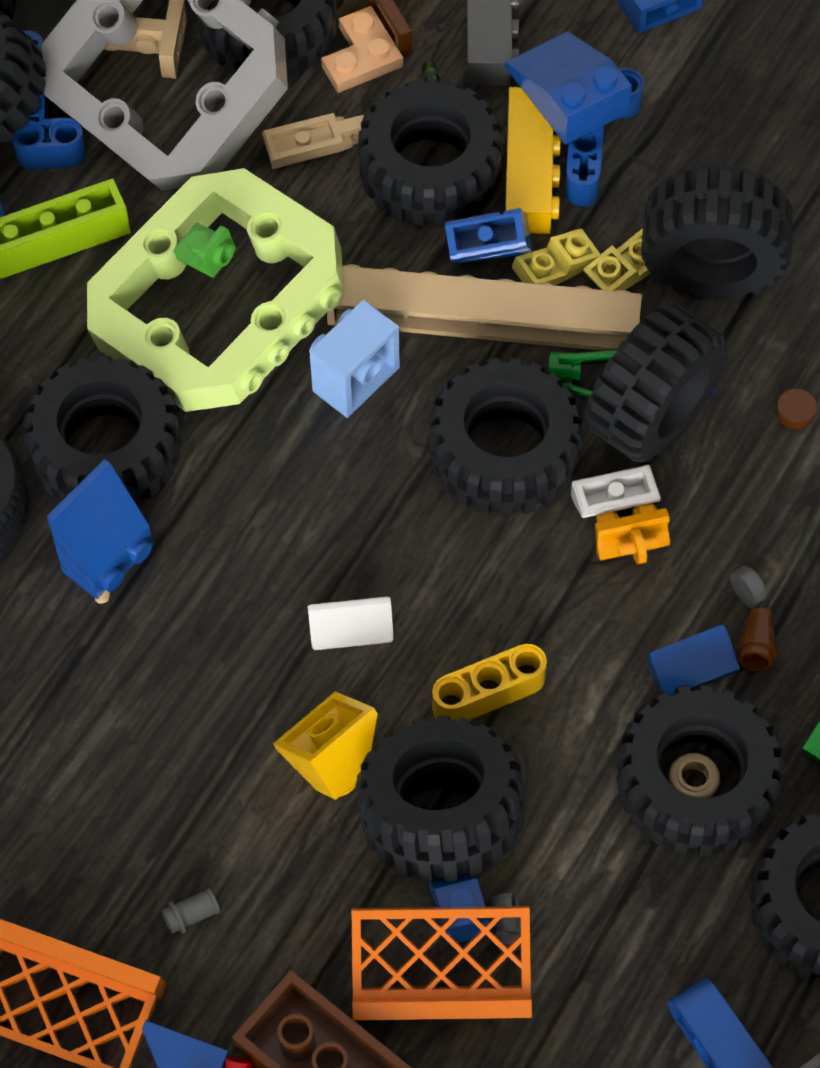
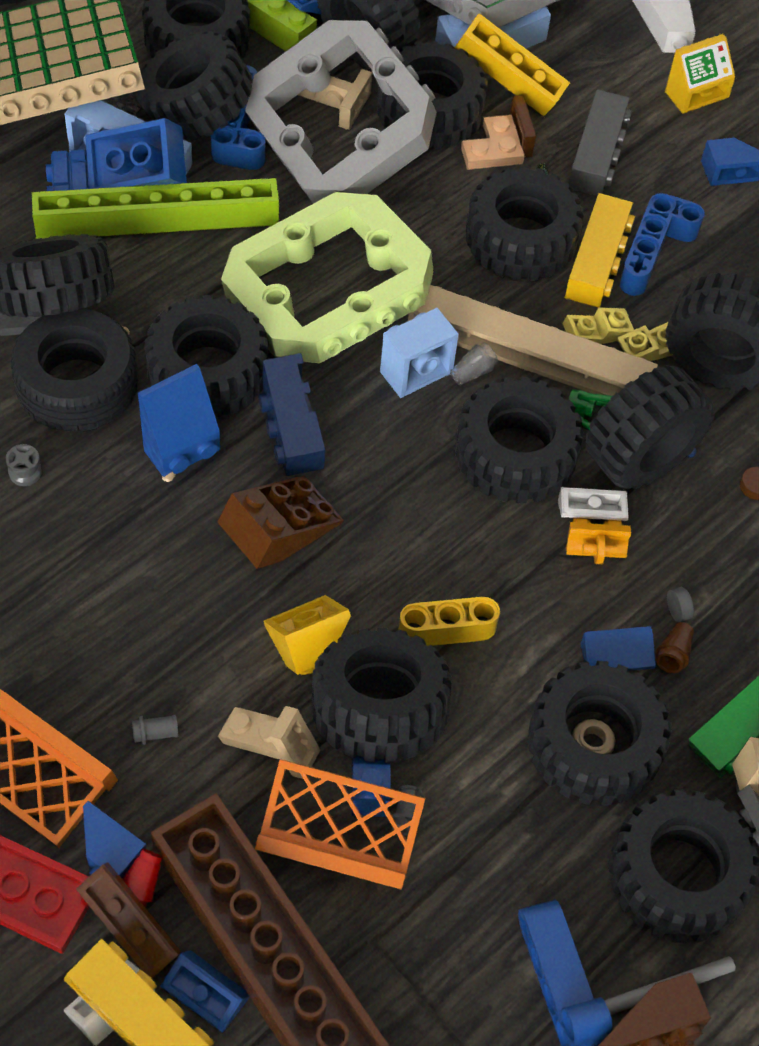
camera: 10 degrees right, 5 degrees down
(206, 249) = (329, 242): bright green bracket -> none
(228, 483) = (291, 416): none -> dark blue wedge
(251, 615) = (277, 519): none -> reddish brown slope
(310, 139) = (434, 193): tan hinge -> none
(328, 882) = (271, 736): none -> tan bracket
(350, 623) = (353, 546): white slope -> none
(423, 351) = (476, 362): none -> clear cone
(488, 237) = (550, 293): blue brick -> none
(572, 85) = (647, 203): blue slope -> none

